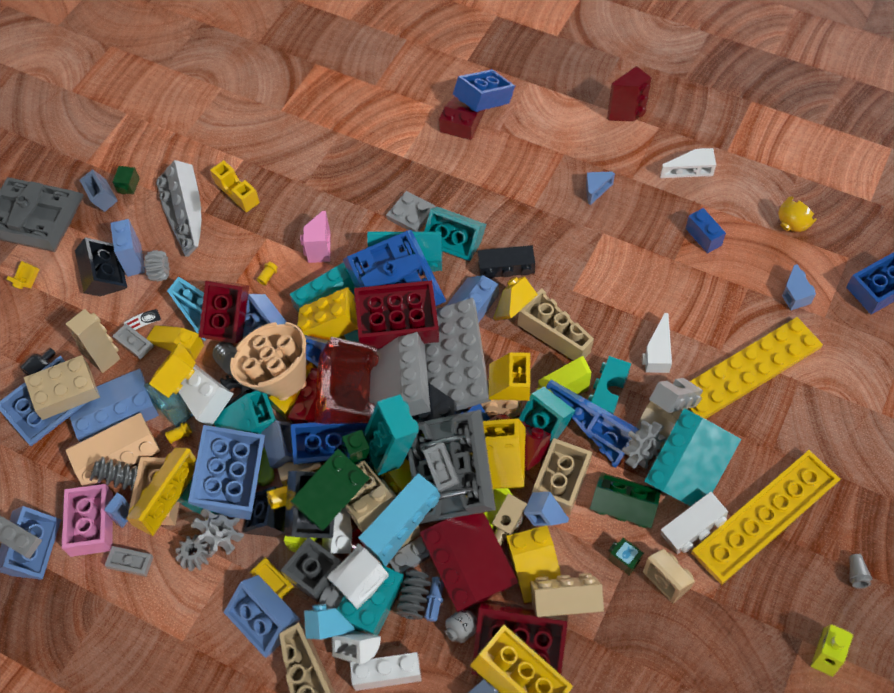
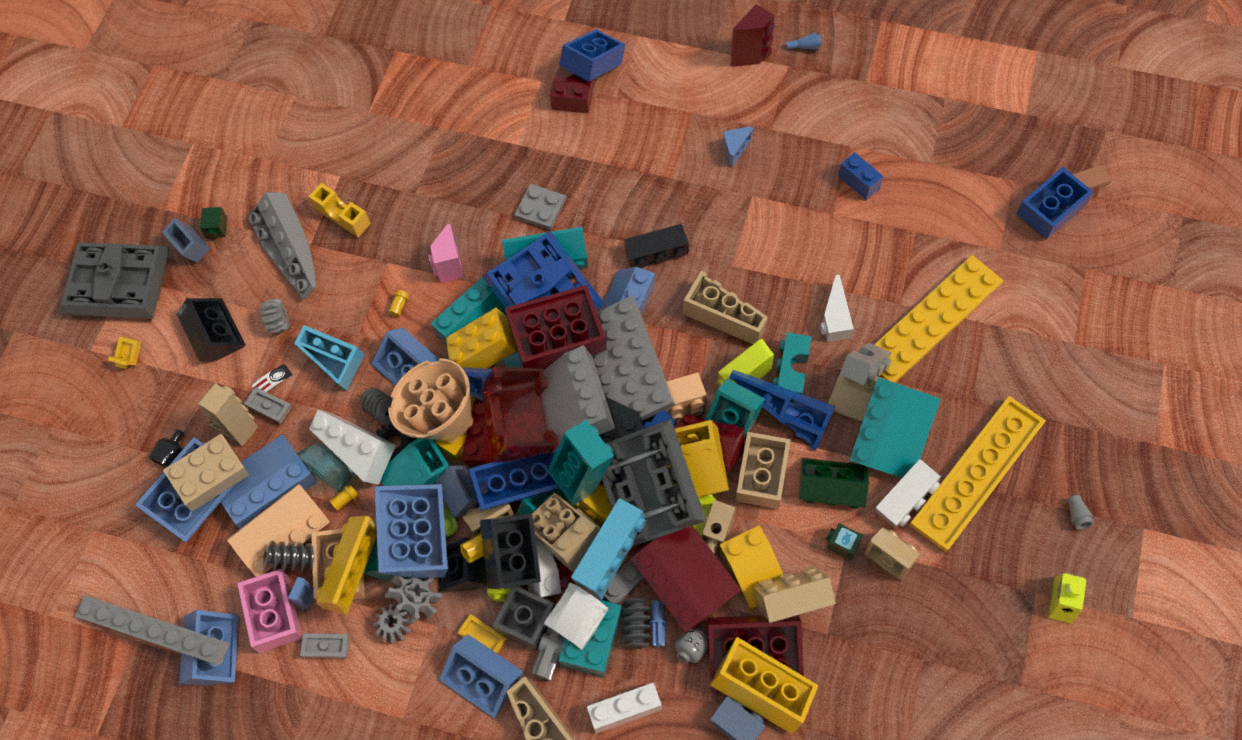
camera: 10 degrees left, 5 degrees up
(127, 247) = (237, 301): medium blue brick -> none
(169, 338) = (316, 396): yellow slope -> none
(173, 371) = (326, 433): yellow slope -> none
(223, 311) = (364, 355): dark red slope -> none
(325, 623) = (552, 671): medium azure slope -> none
(330, 490) = (530, 532): dark green slope -> none
(355, 446) = (543, 480): dark green brick -> none
(355, 646) = (587, 688): white brick -> none
(441, 466) = (641, 486): light grey plate -> none
(459, 233) = (600, 221): teal slope -> none
(510, 377) = (691, 376): yellow slope -> none
(514, 298) = (675, 287): yellow slope -> none
(544, 510) = (754, 510): medium blue slope -> none
(644, 444) = (842, 421): light grey gear -> none
(681, 109) = (809, 42): none -> medium blue cone
(692, 164) = (833, 103): white slope -> none
(795, 216) = (951, 144): yellow cylinder -> none
(798, 290) = (968, 225): medium blue slope -> none

